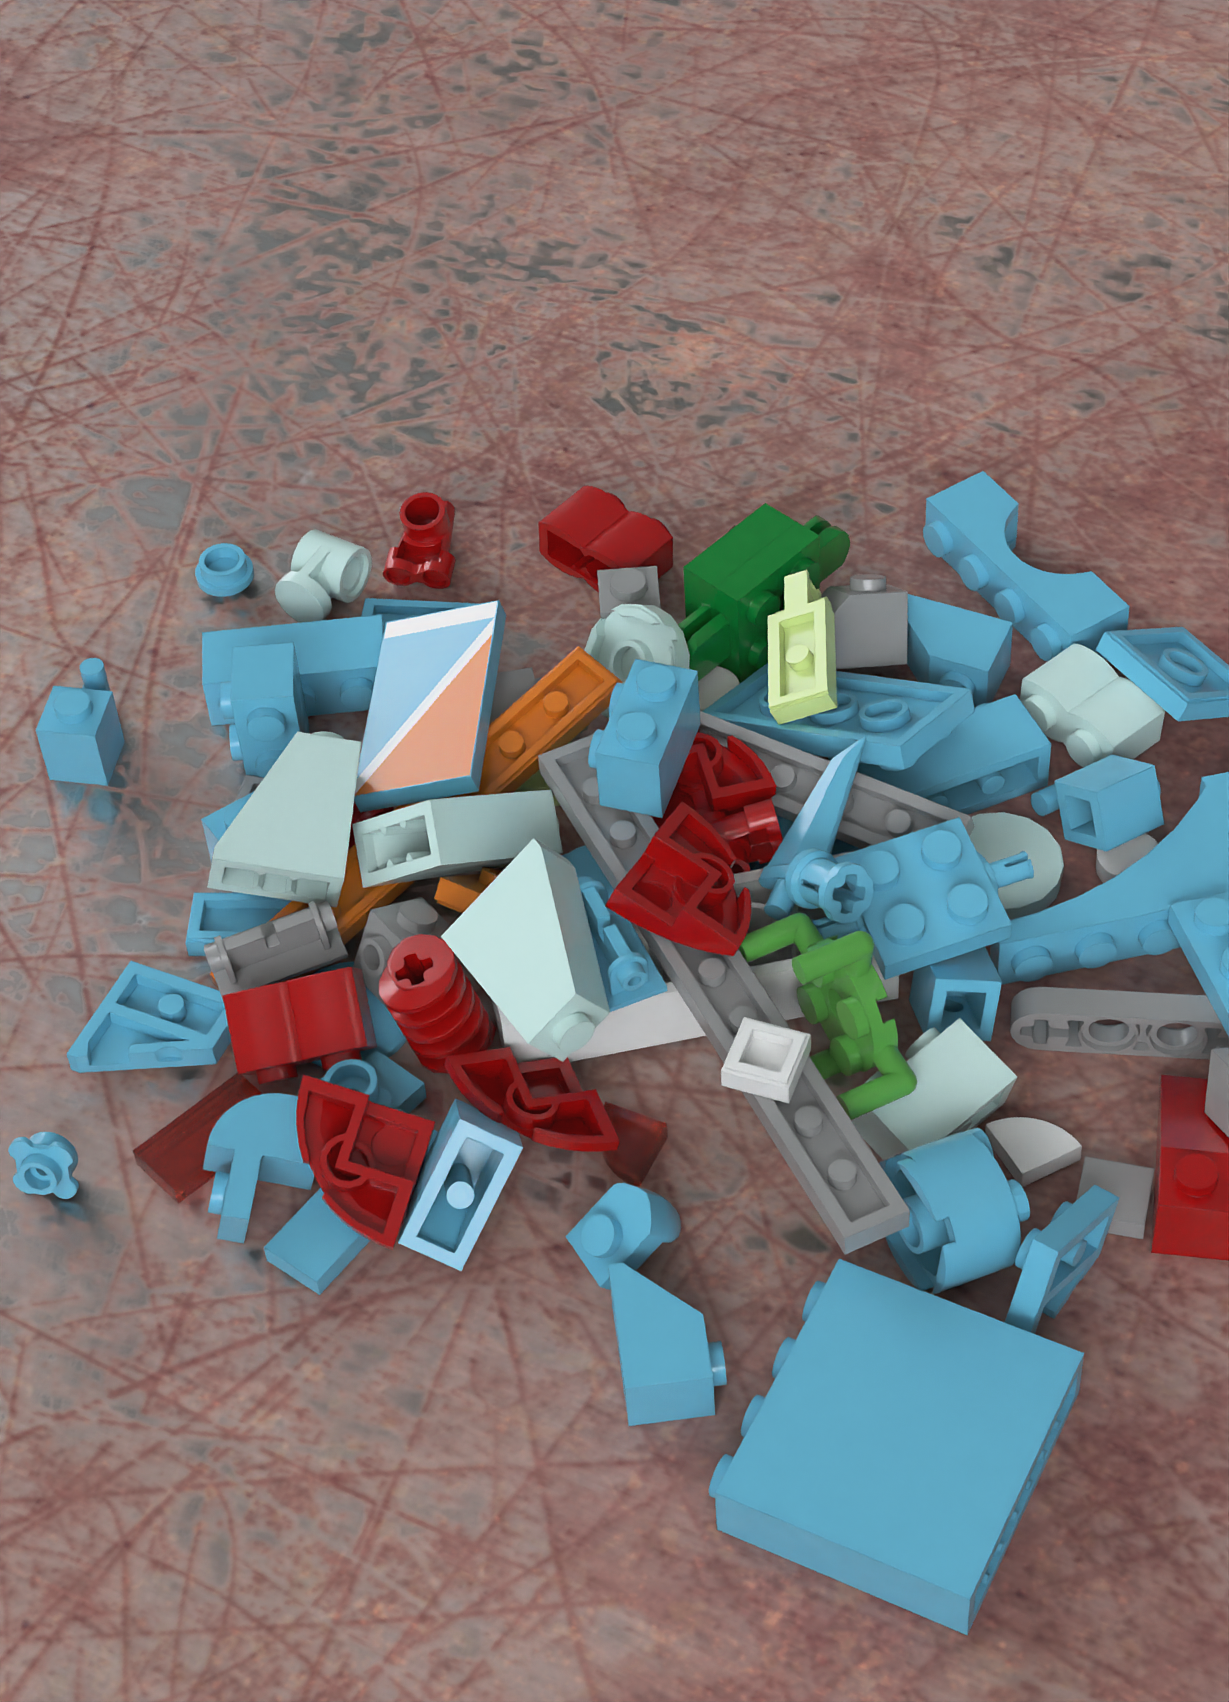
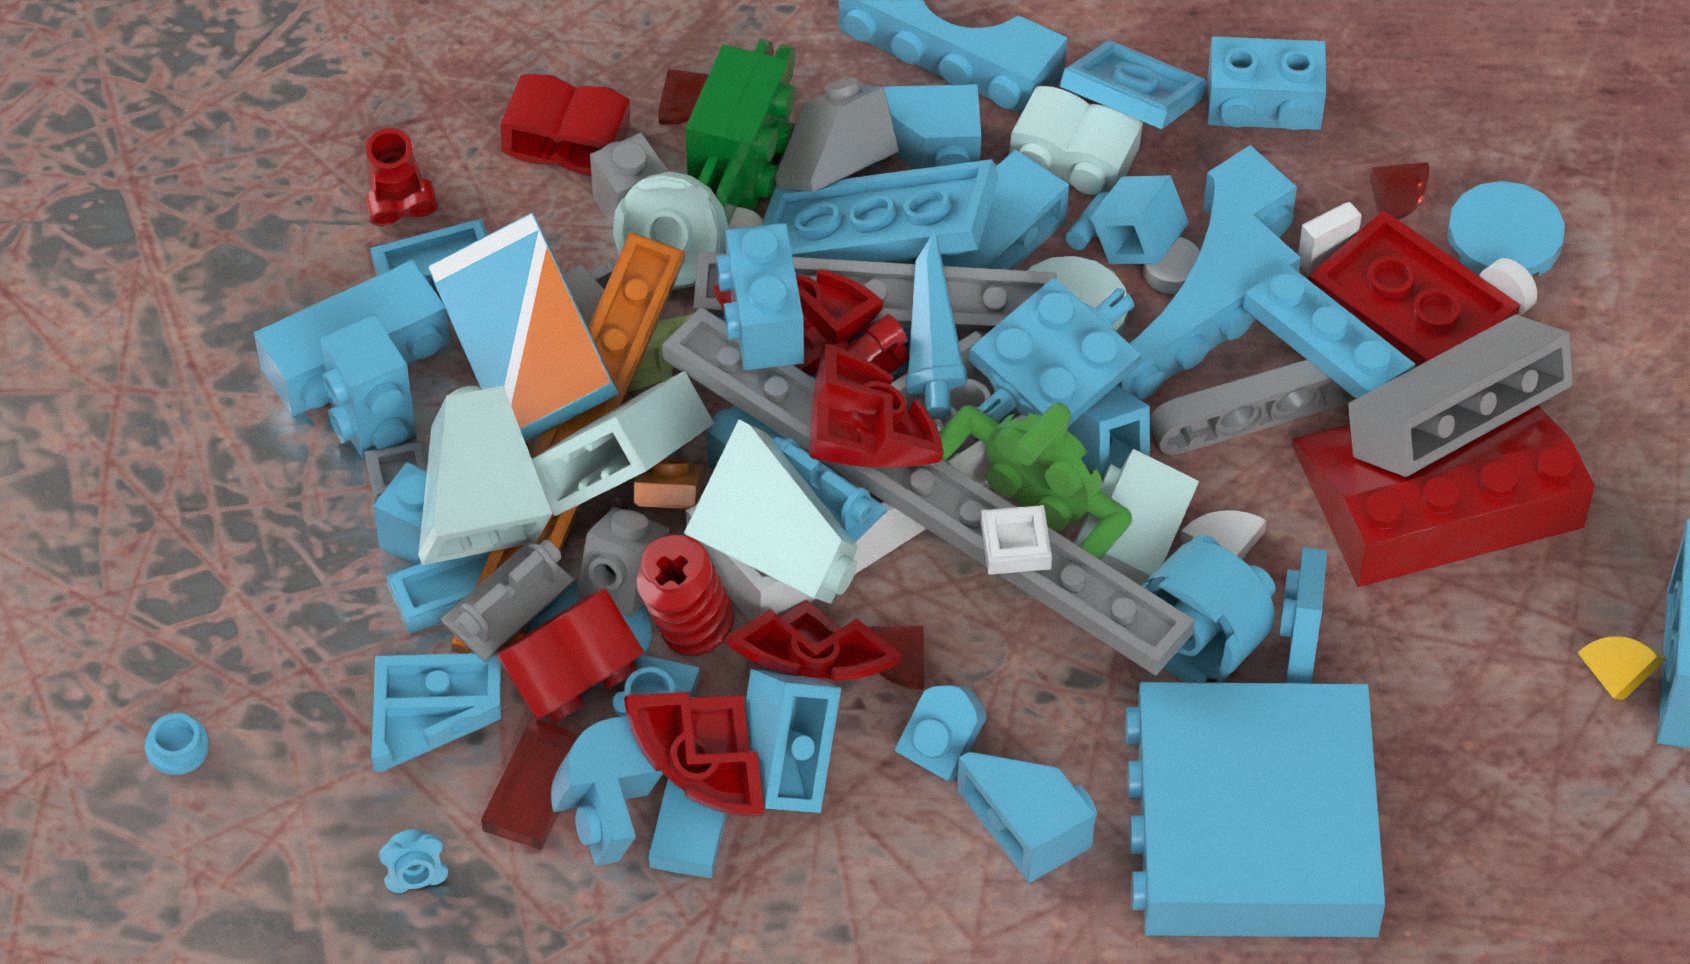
camera: 30 degrees left, 5 degrees up
(81, 729) = (189, 461): medium azure brick -> none
(224, 570) = (217, 265): medium azure plate -> none
(322, 570) = (318, 239): light aqua piece -> none
(801, 653) = (829, 173): yellowish green hinge -> none
(829, 876) = (984, 373): medium azure bush -> none
(1129, 1183) = (1316, 534): light grey tile -> none

